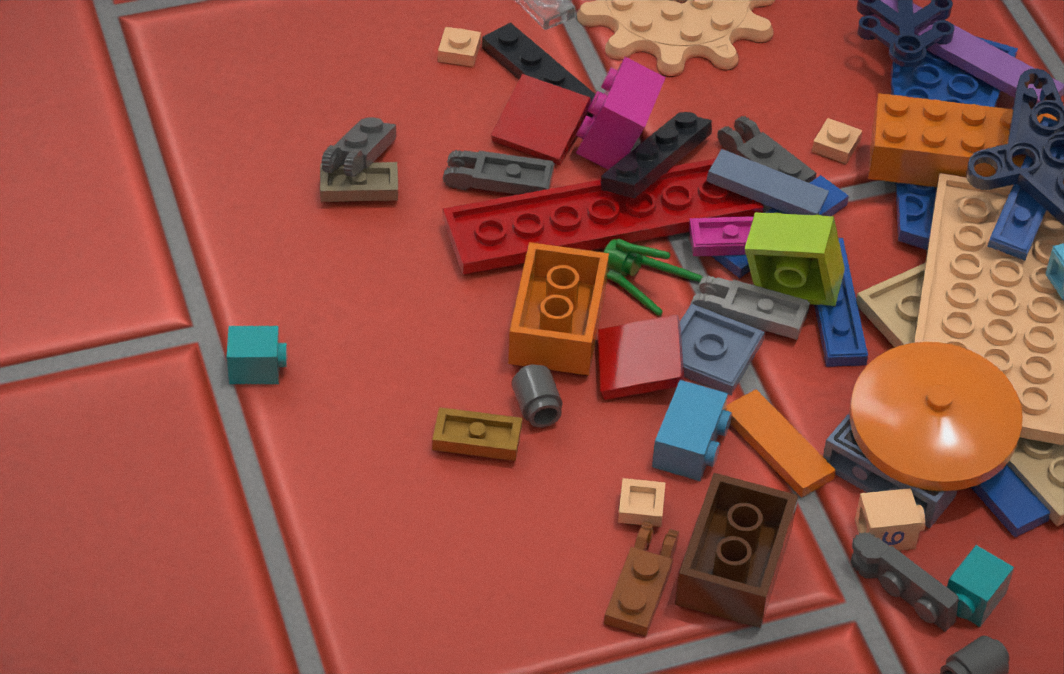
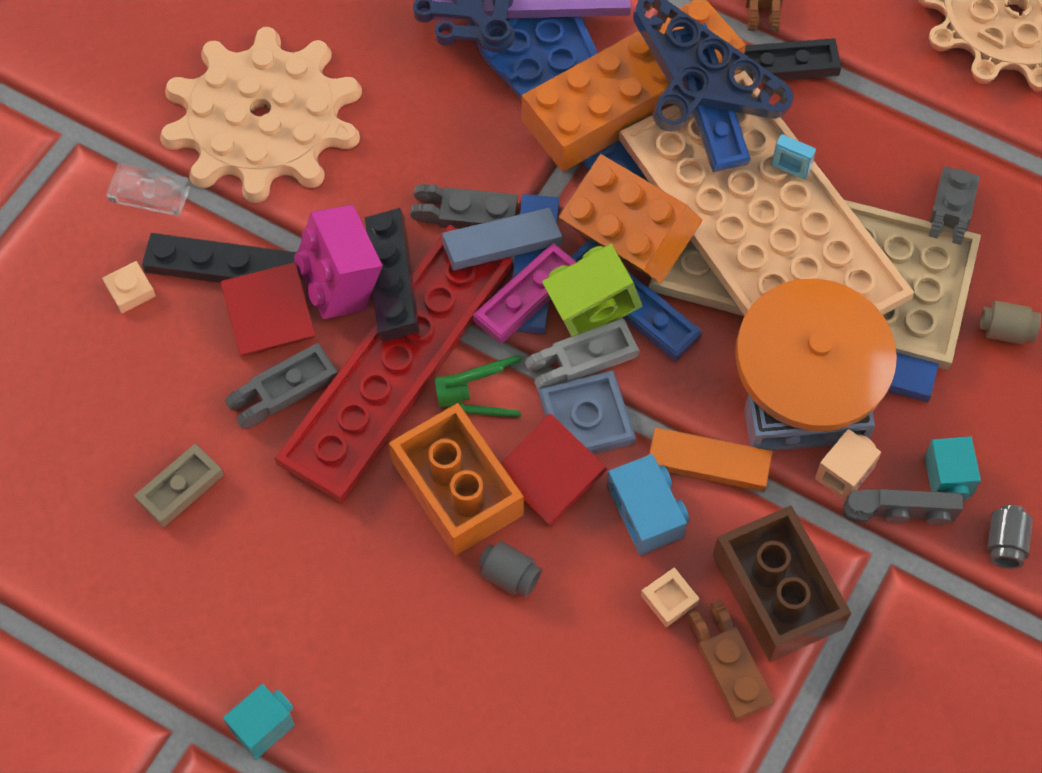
camera: 40 degrees left, 15 degrees up
(359, 146) = (151, 453): dark grey hinge -> none
(477, 434) = (497, 641): pearl gold plate -> none
(837, 141) = (501, 151): light nougat plate -> none
(882, 232) = (633, 215): none -> orange brick

